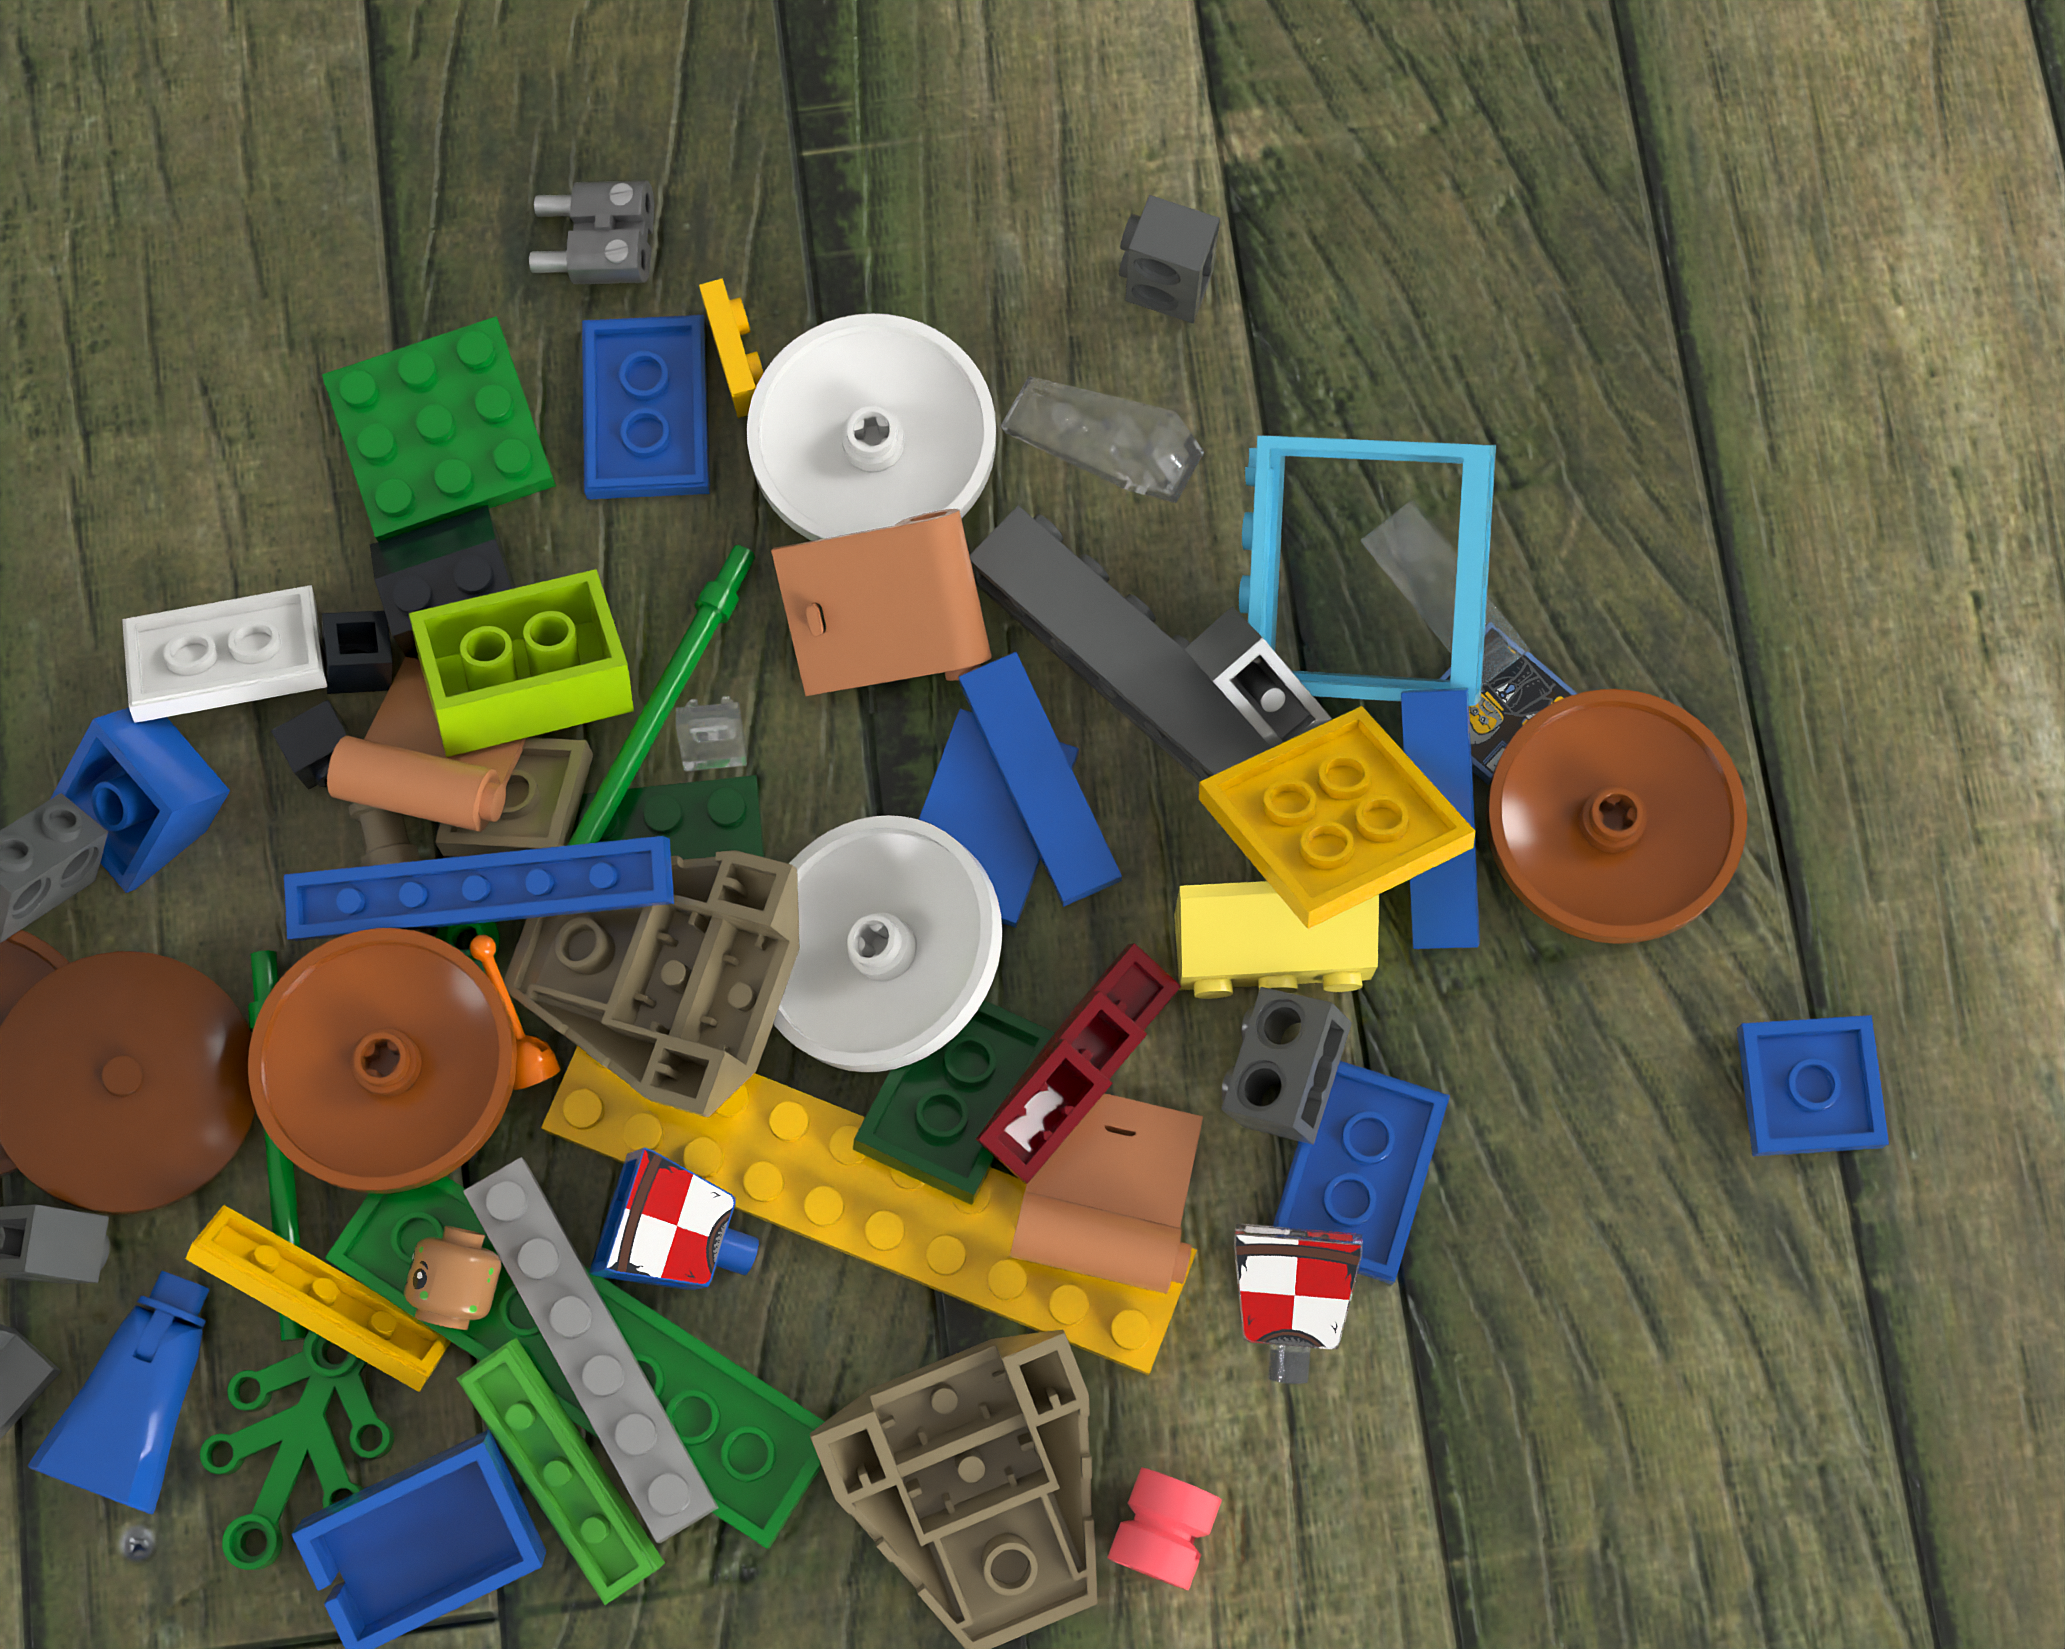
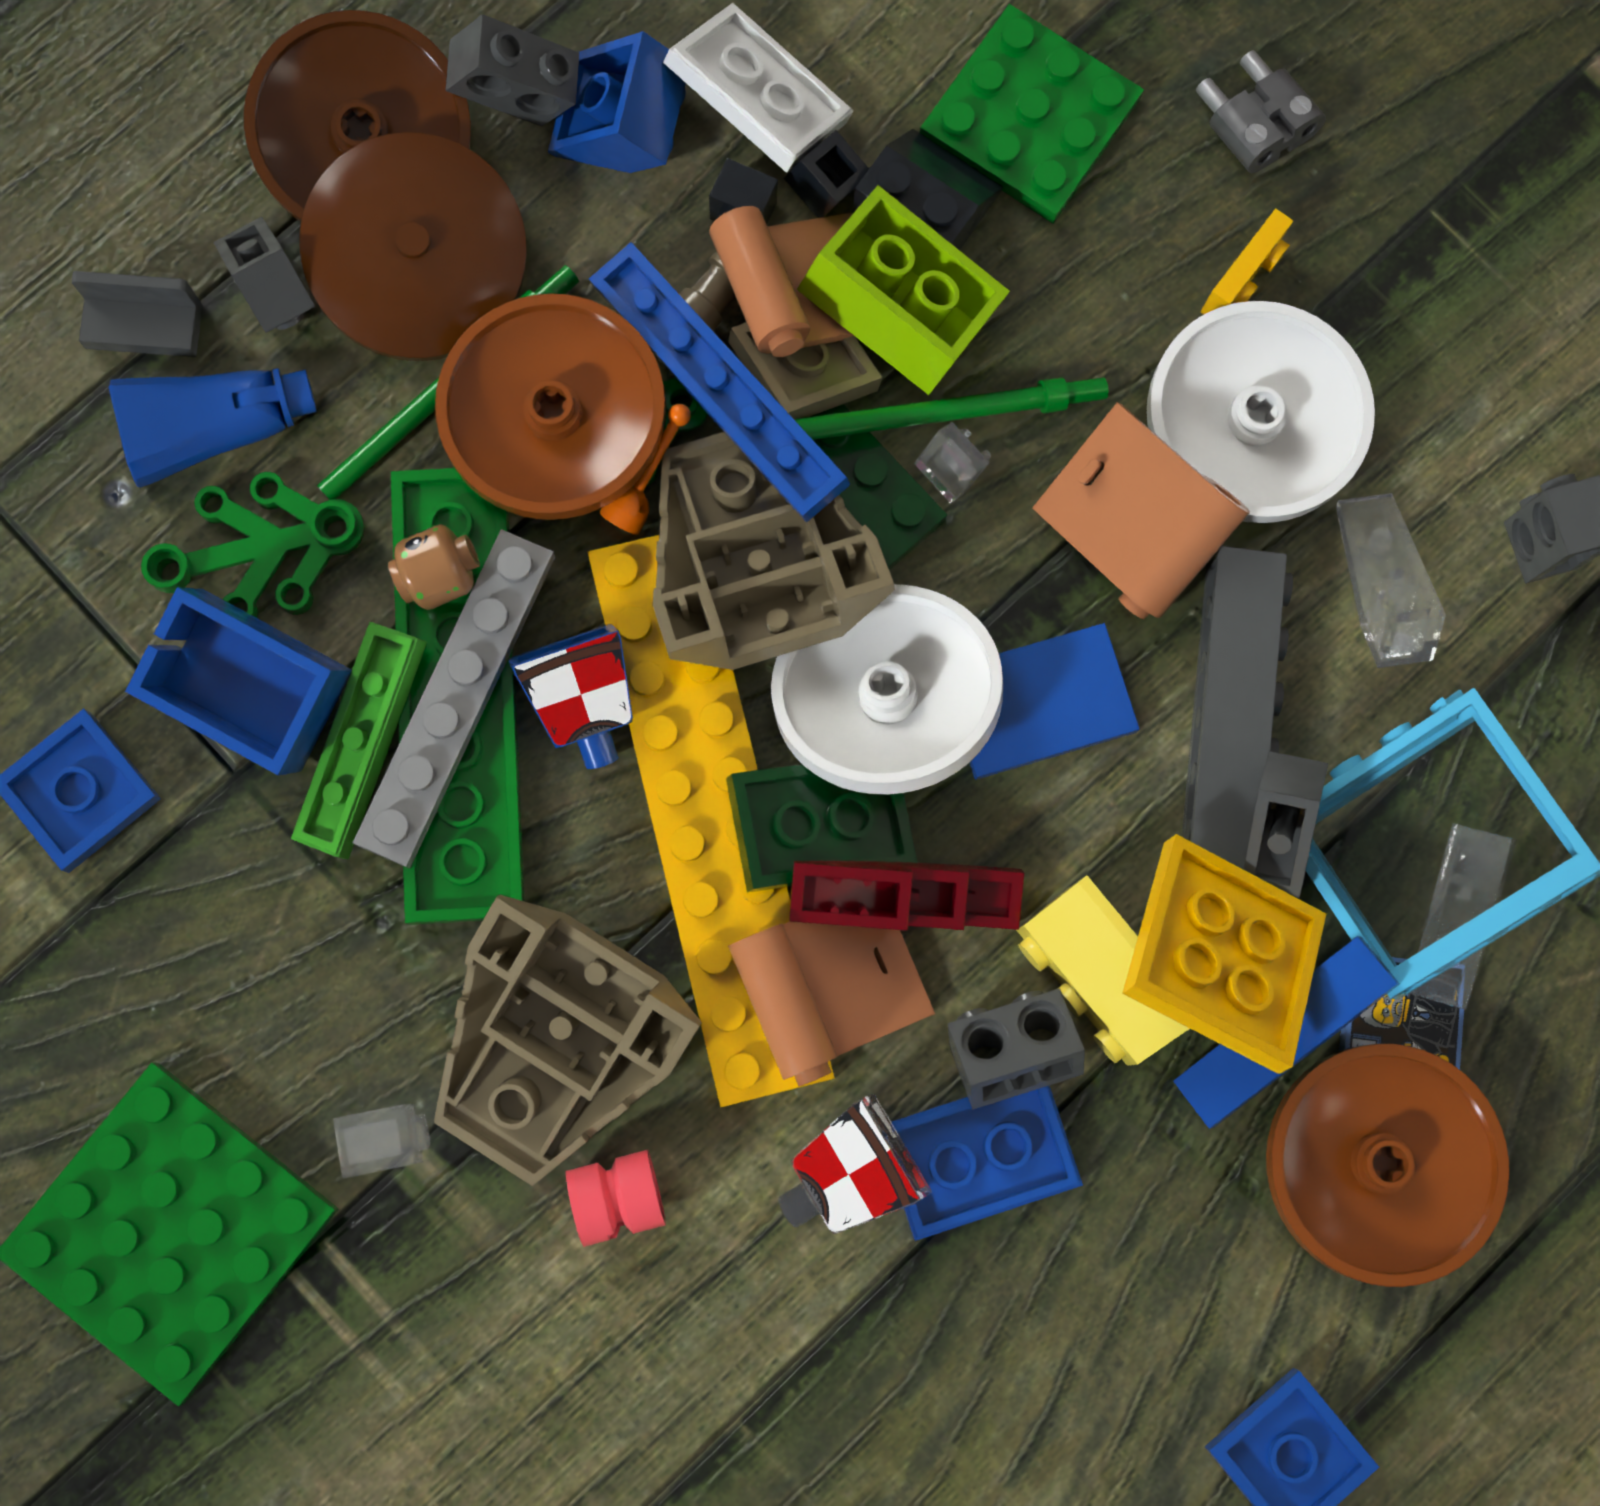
camera: 45 degrees right, 5 degrees up
(318, 1297) = (358, 485): yellow tile -> none
(645, 407) = (1158, 241): blue tile -> none
(1040, 779) = (1094, 717): blue tile -> none

